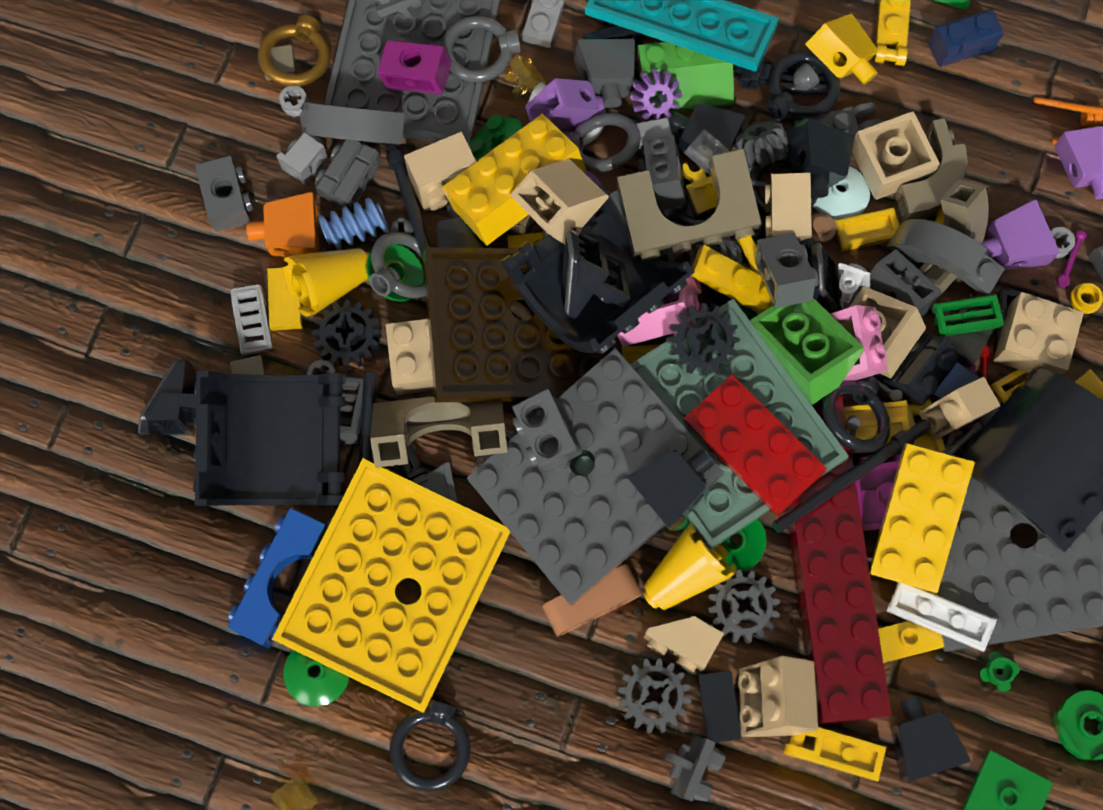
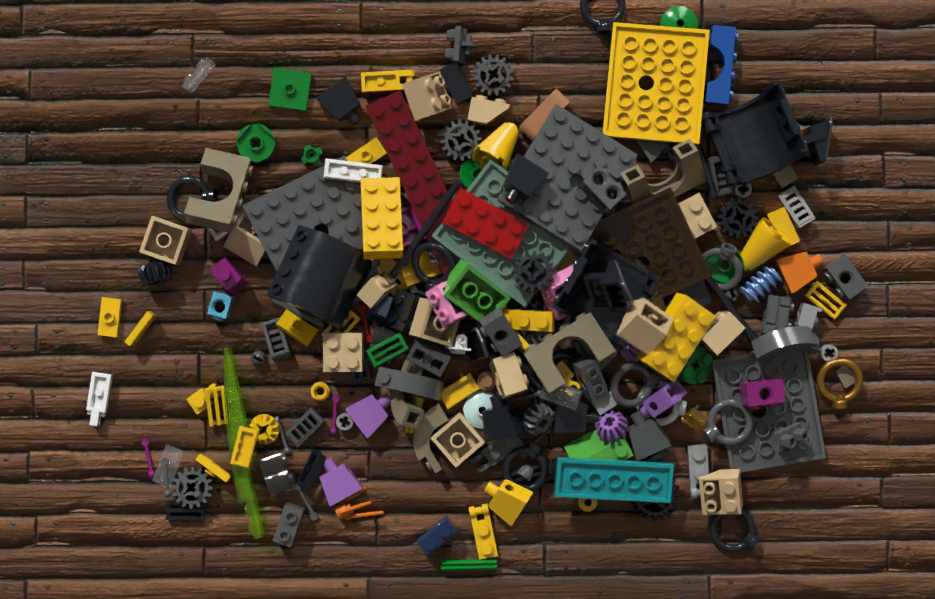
camera: 160 degrees right, 15 degrees up
(277, 194) = (813, 290): none -> yellow tile

